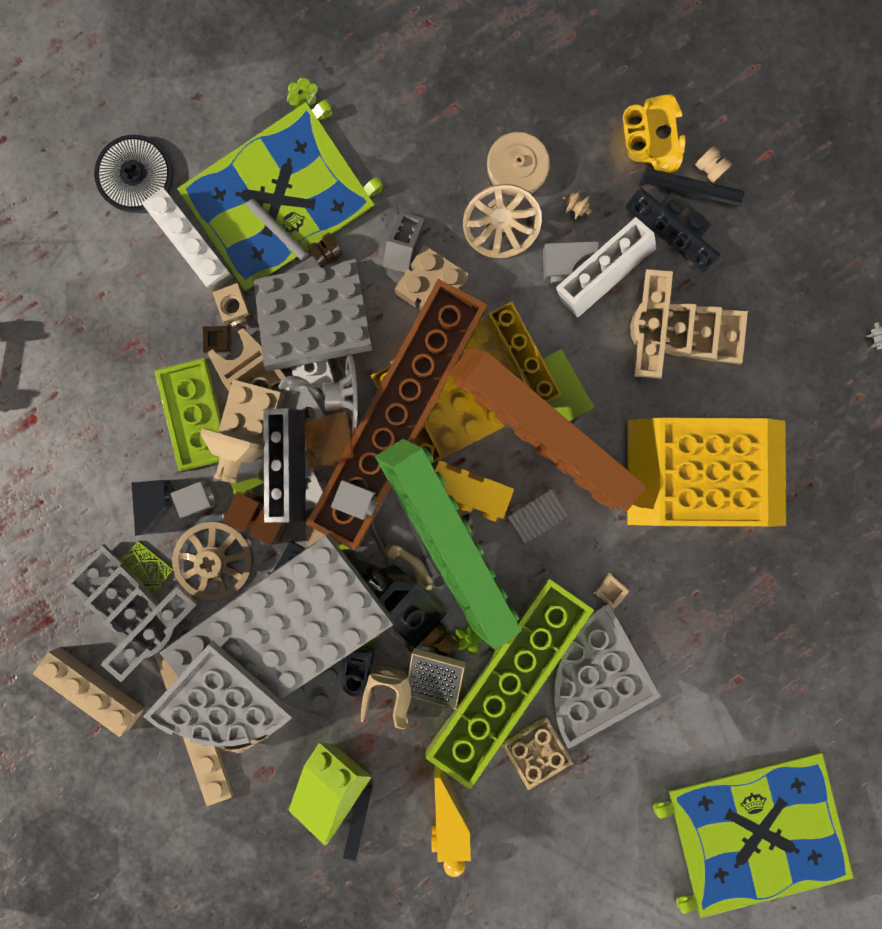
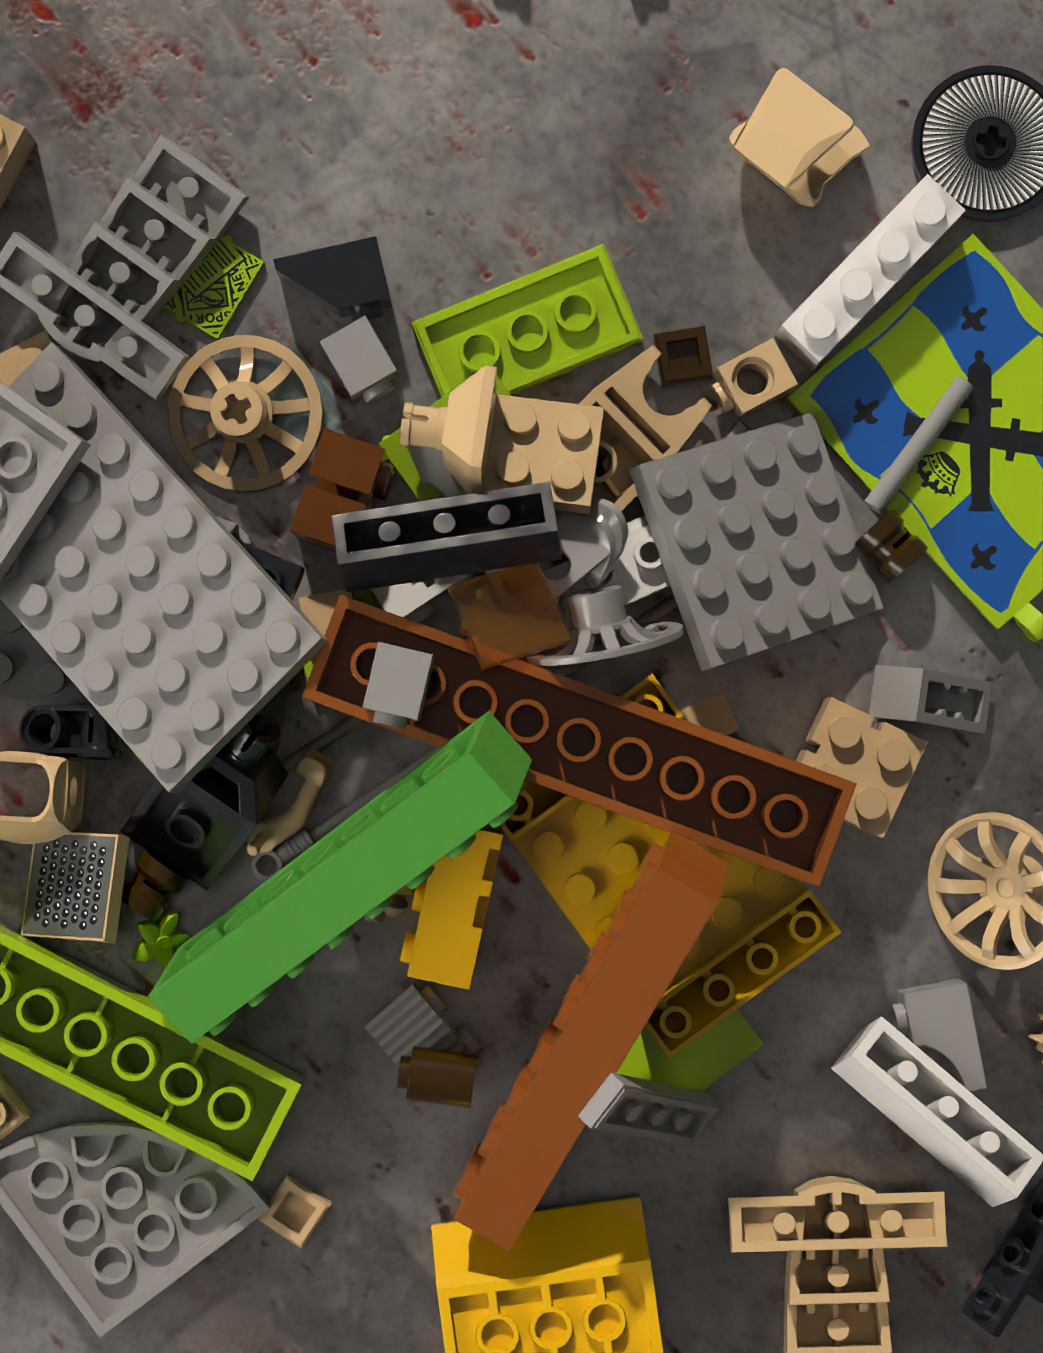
camera: 75 degrees right, 0 degrees up
(114, 265) = (798, 138): none -> tan piece
(555, 509) = (438, 1076): none -> dark brown brick
(586, 407) = (649, 1109): none -> light grey tile

